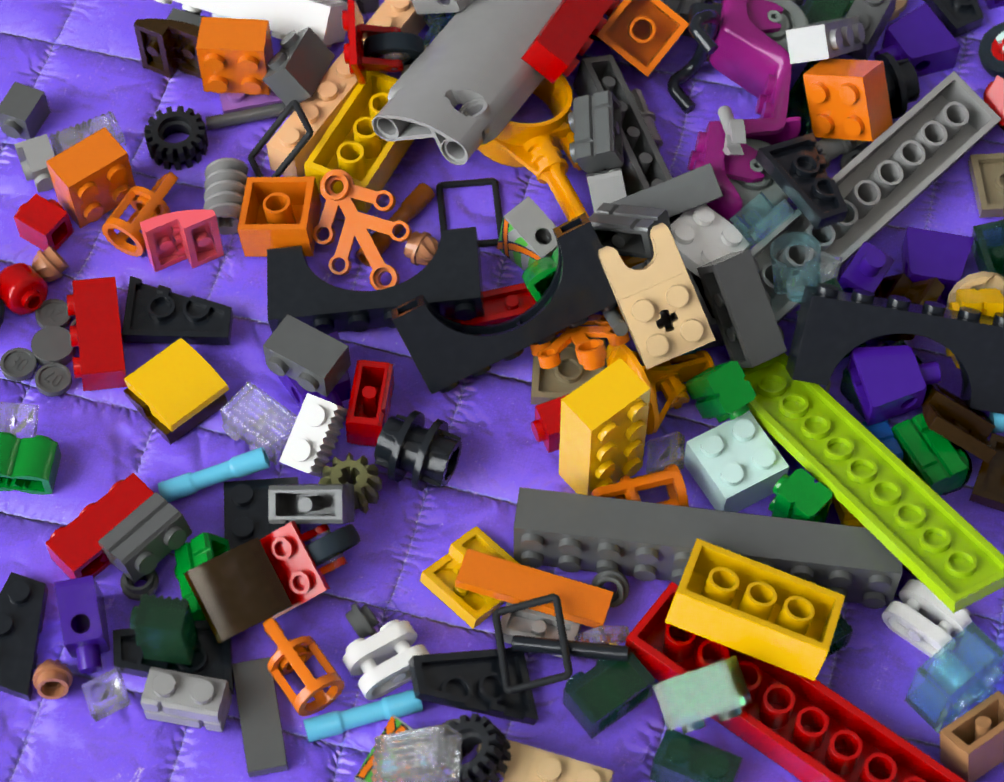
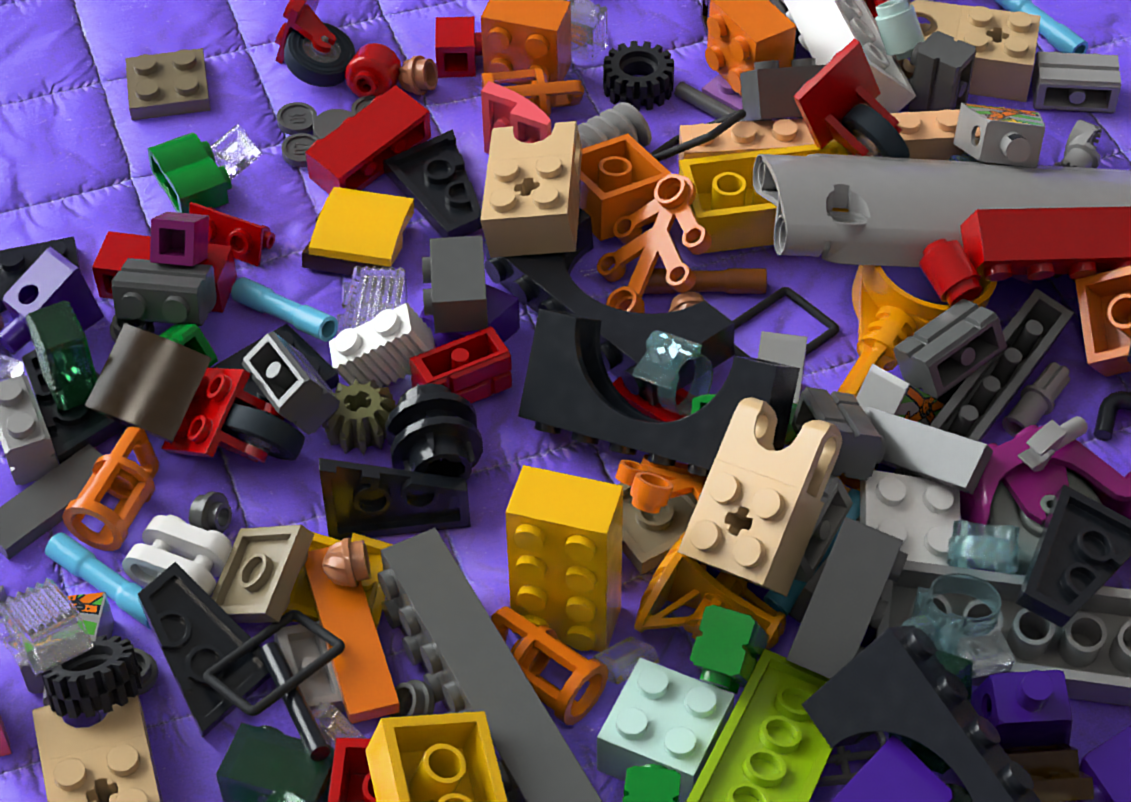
camera: 55 degrees right, 10 degrees down
(100, 473) = (244, 237): none -> red hinge
(118, 496) = (179, 238): none -> magenta brick
(265, 261) = (532, 193): none -> tan brick
(444, 508) = (389, 500): none -> black wing
(450, 612) = (262, 572): none -> dark tan plate
(486, 283) = (661, 366): none -> clear light blue piece
(495, 554) = (347, 563): none -> nougat plate
(551, 89) = (950, 271): none -> red brick

